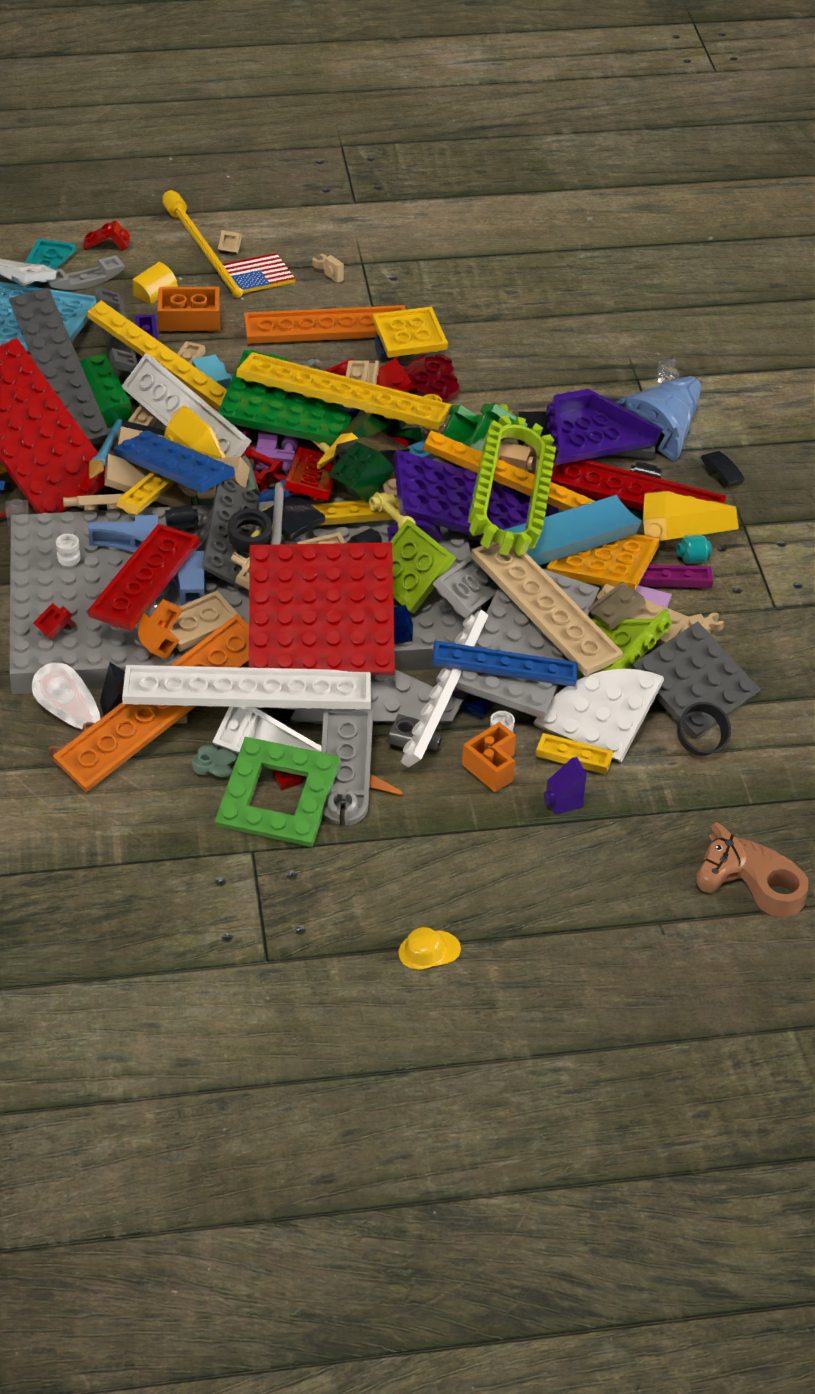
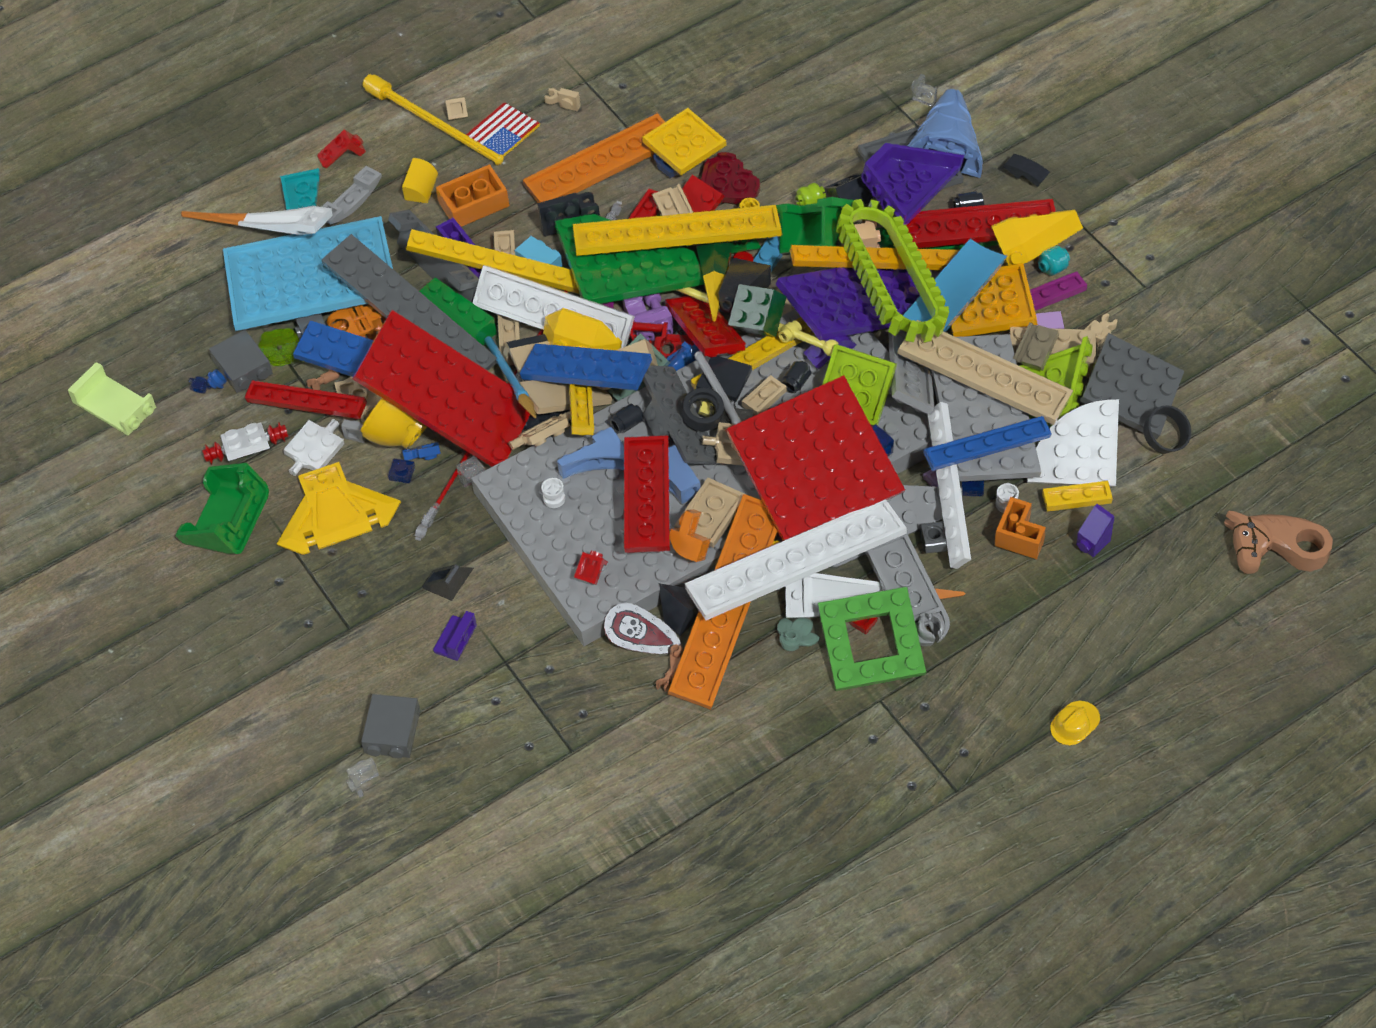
camera: 20 degrees left, 10 degrees up
(262, 339) = (570, 207): none -> black plate

